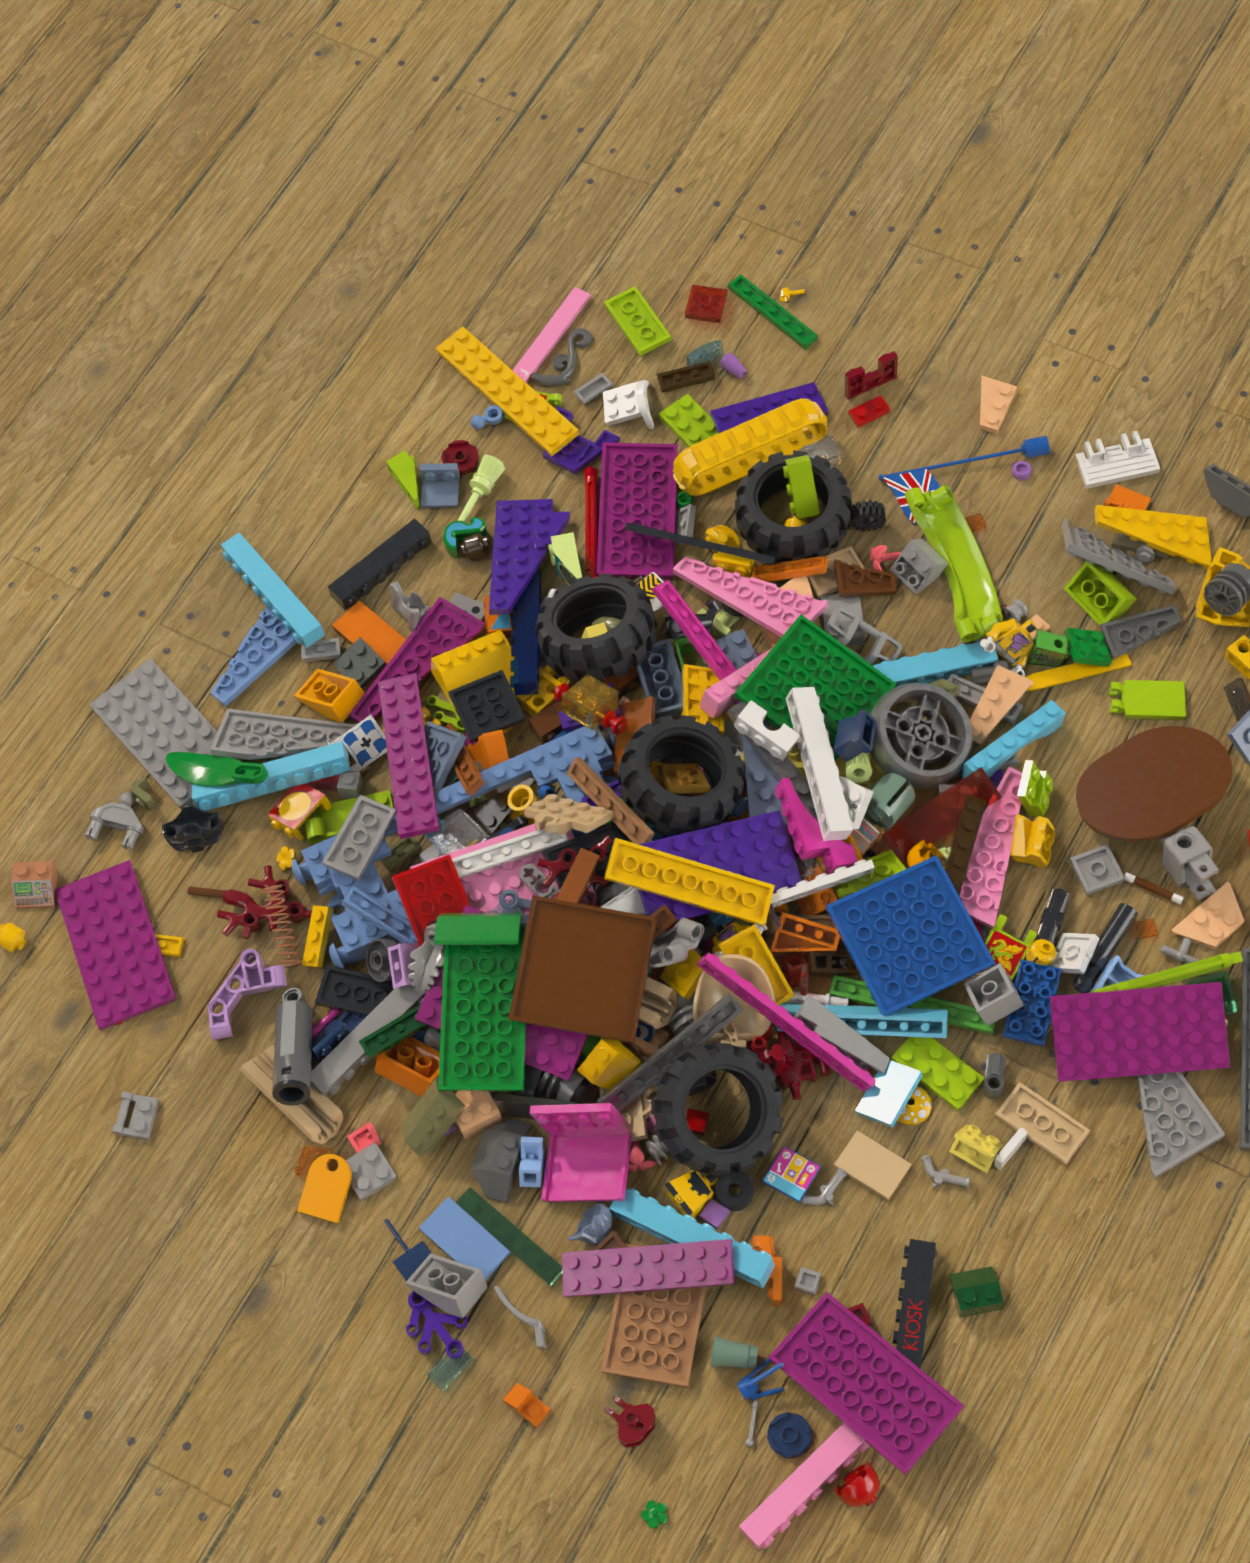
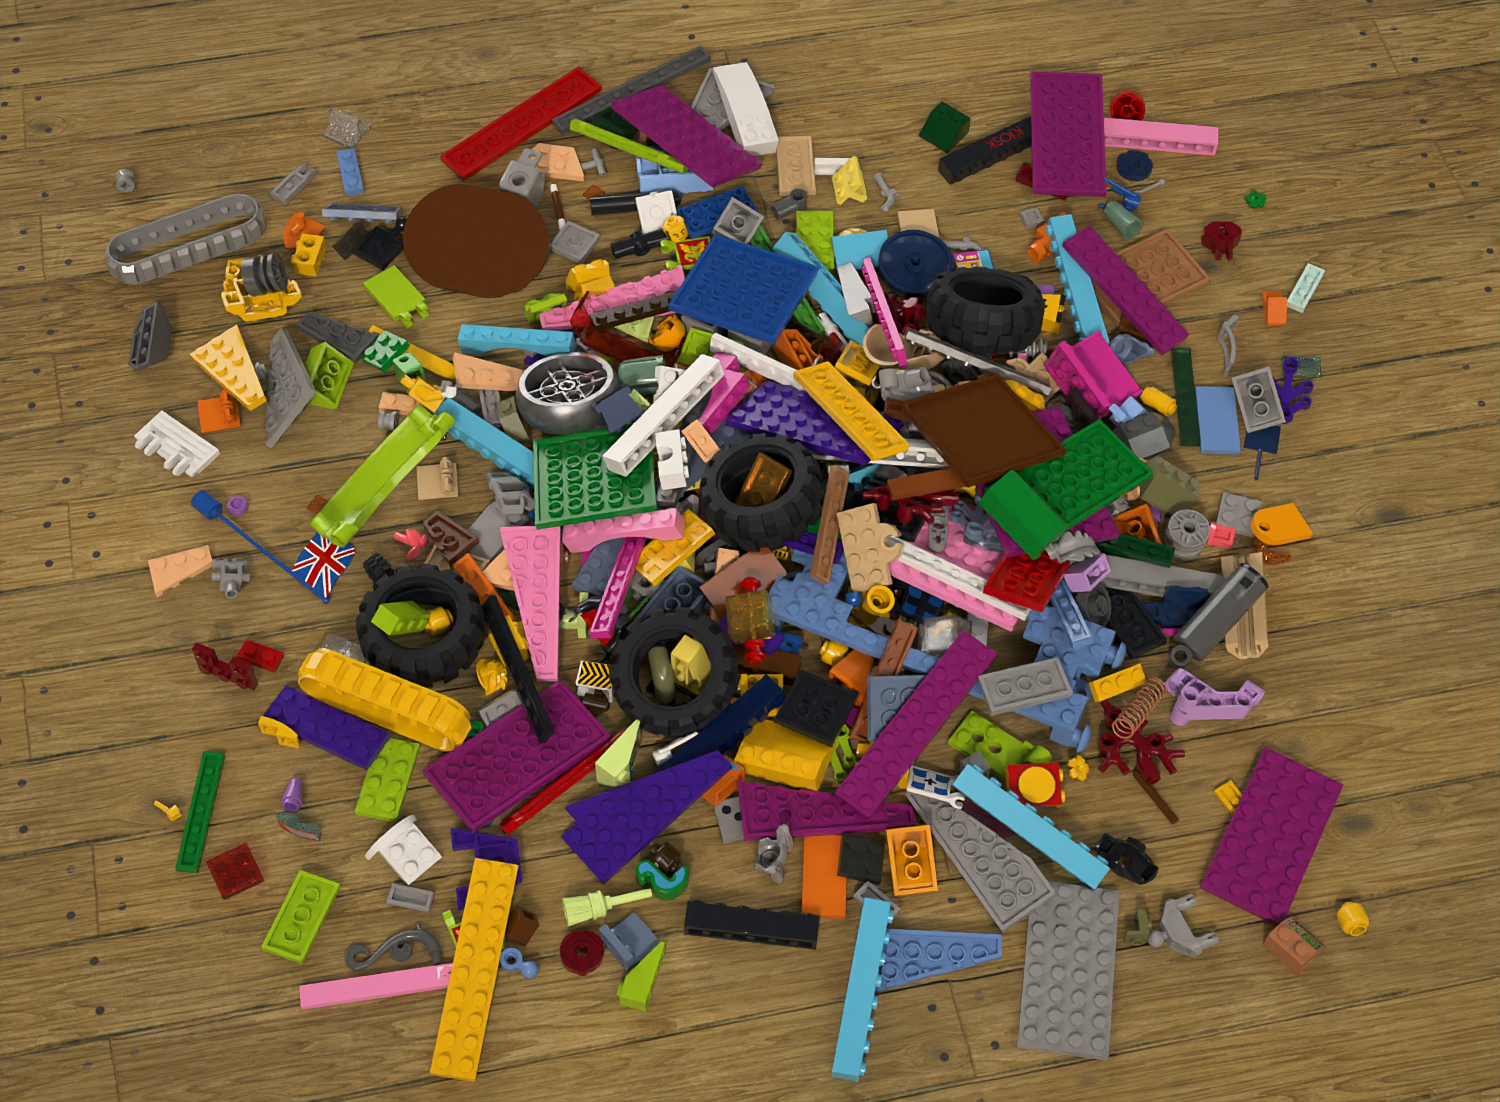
camera: 140 degrees left, 5 degrees down
(141, 1119) = (1368, 693): light grey plate -> none
(214, 770) = (1068, 874): green plant -> none
(382, 1097) = (1187, 533): none -> light grey wheel
(511, 435) = (521, 925): none -> reddish brown panel
(520, 1452) = (1305, 288): none -> light aqua plate
(523, 1205) = (1158, 401): none -> yellow head
(685, 376) = (336, 826): dark brown plate -> none
(769, 771) = (701, 441): none -> light nougat plate
(786, 383) = (283, 733): none -> yellow slope
(831, 1105) = (913, 261): none -> dark blue dish
(918, 565) = (398, 510): light grey slope -> none
(927, 612) = (437, 480): none -> tan hinge
(951, 424) = (230, 576): none -> light grey piece
(1141, 1119) = (746, 109): none -> white slope
(1216, 718) = (380, 246): none -> black plate

